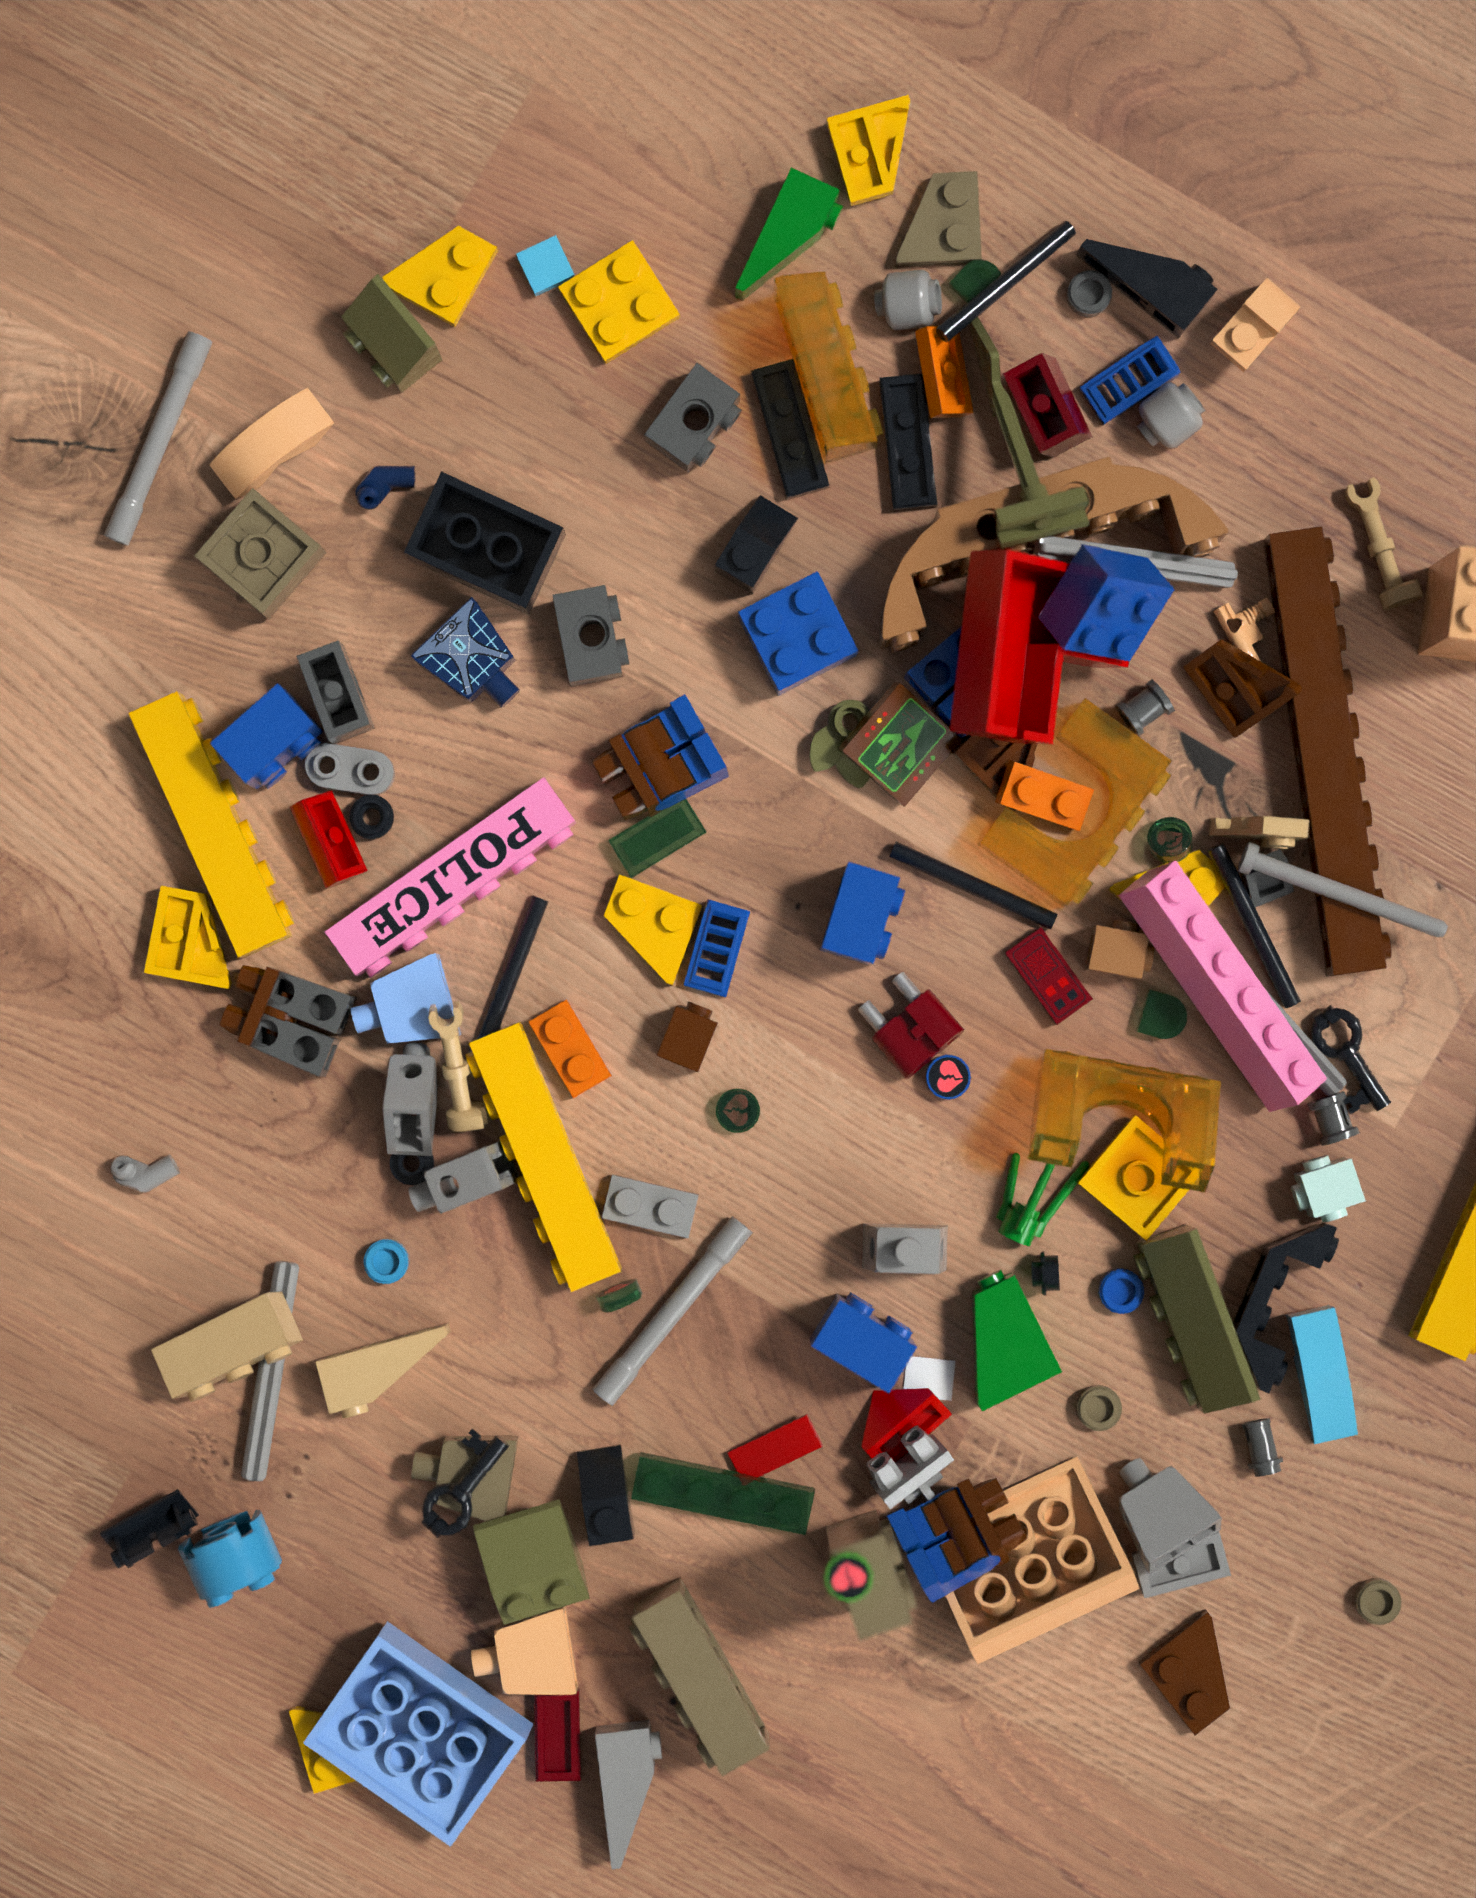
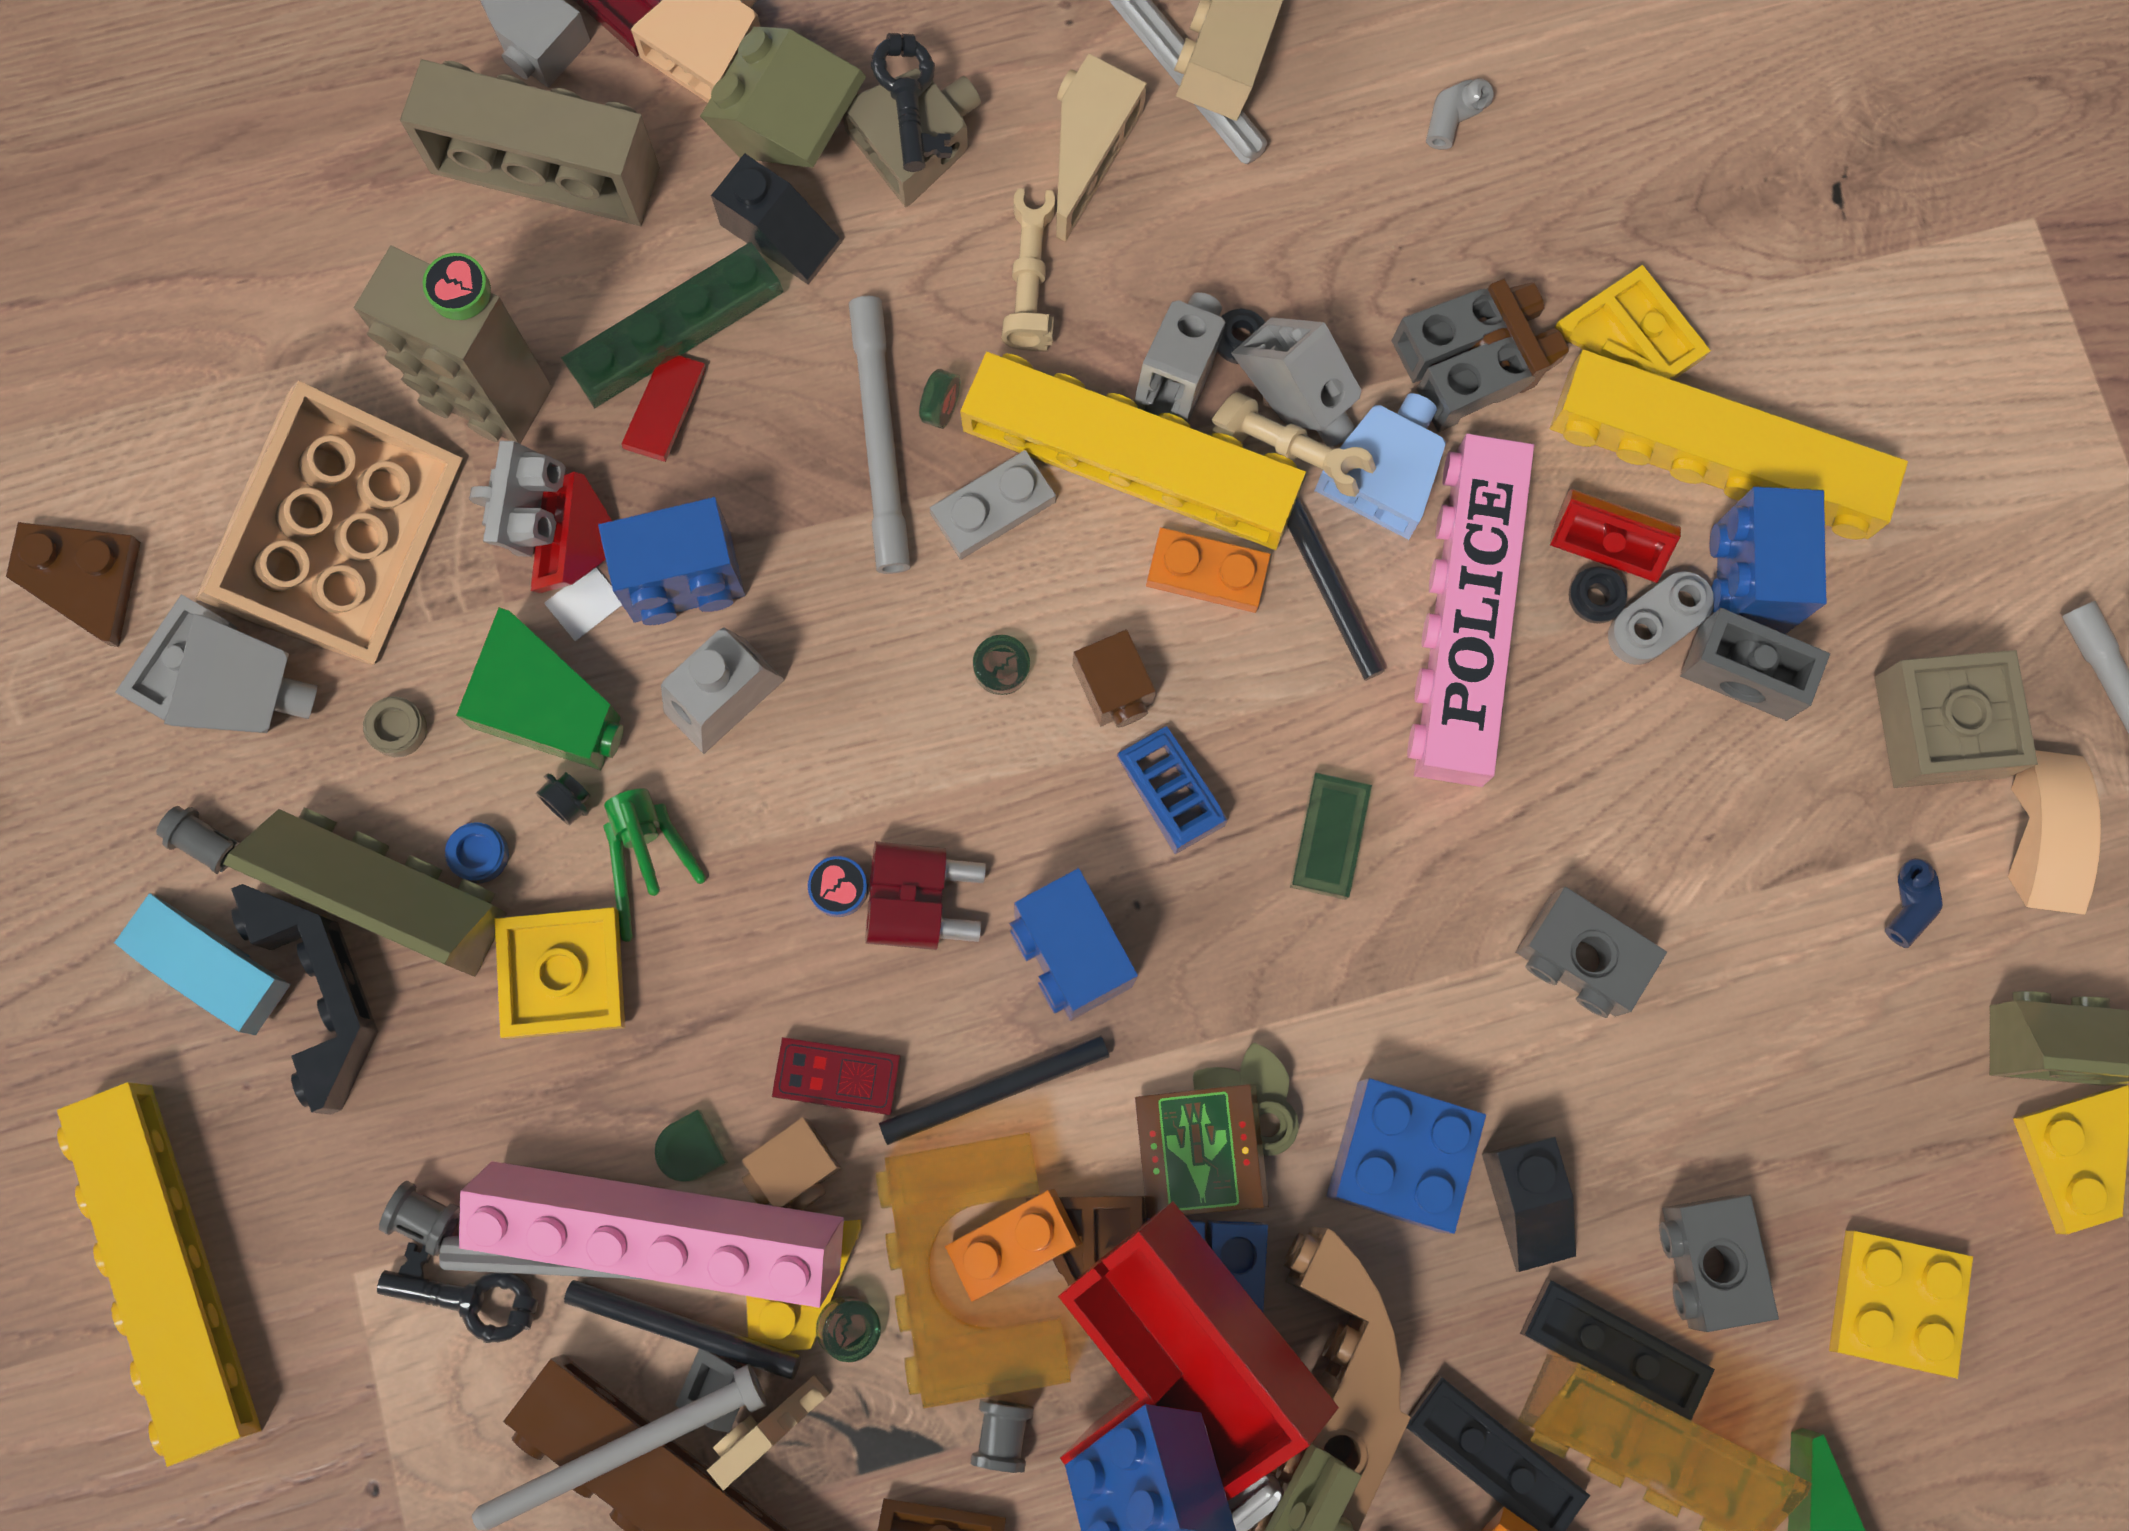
camera: 130 degrees right, 10 degrees down
(386, 1261) = (1173, 237): dark azure tile -> none
(469, 656) = (1674, 823): torso -> none
(485, 543) = (1777, 938): black brick -> none
(491, 1322) = (1026, 327): none -> tan piece
(545, 265) = (2004, 1265): medium azure tile -> none
(653, 923) = (1251, 753): yellow wing -> none
(663, 759) = (1402, 904): hips -> none
(954, 1538) = (415, 498): hips -> none
(1178, 1104) = (585, 1077): clear yellow arch -> none
(1327, 1188) = (361, 1145): light aqua brick -> none

